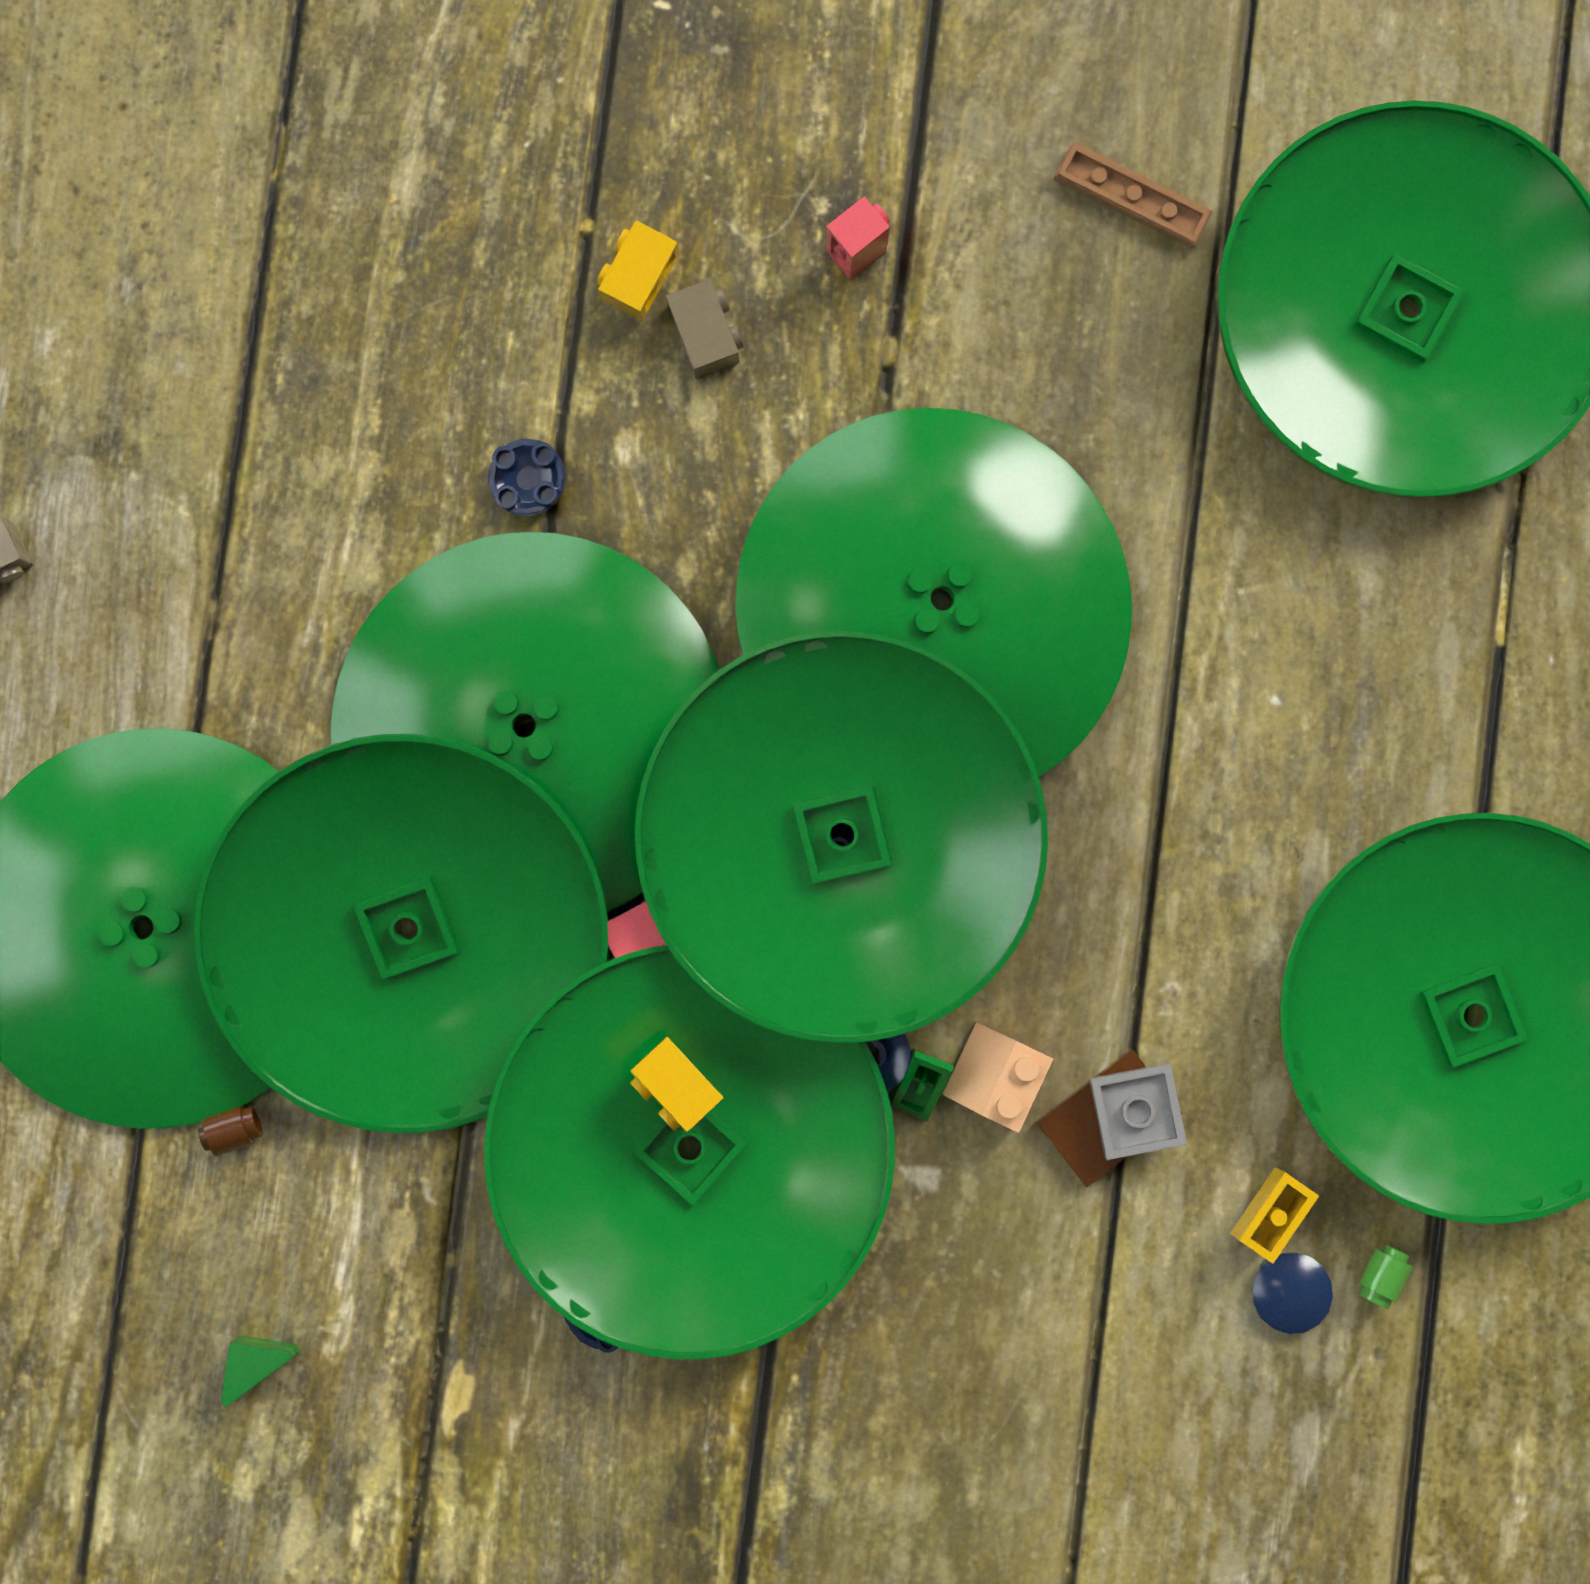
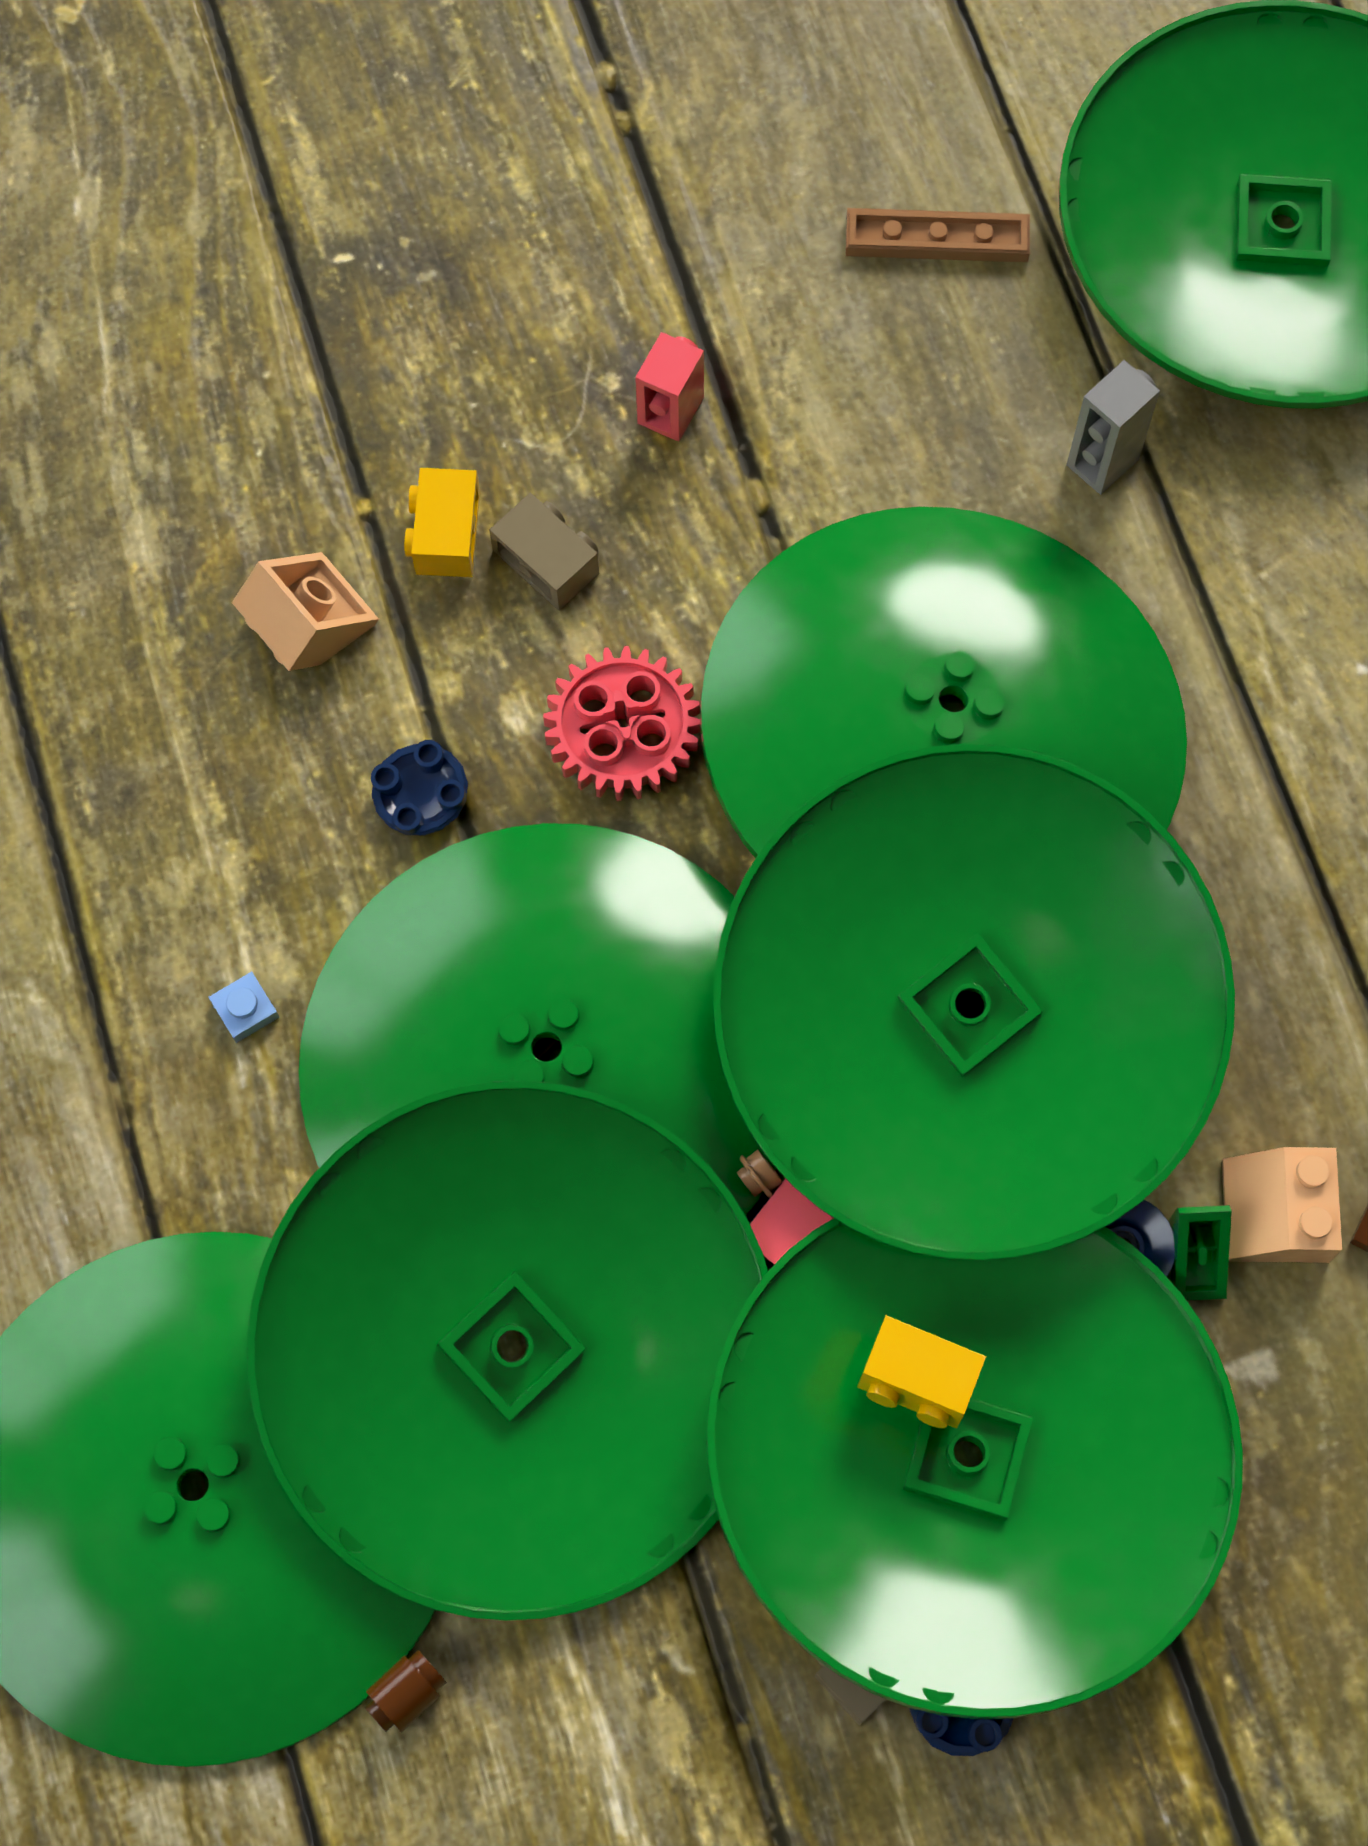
camera: 25 degrees left, 15 degrees down
(328, 587) = (244, 1007): none -> light blue plate
(502, 294) = (303, 609): none -> light nougat slope
(630, 887) = (758, 1174): none -> medium nougat plate
(707, 459) = (613, 684): none -> coral gear
(1177, 429) = (1112, 426): none -> light grey brick

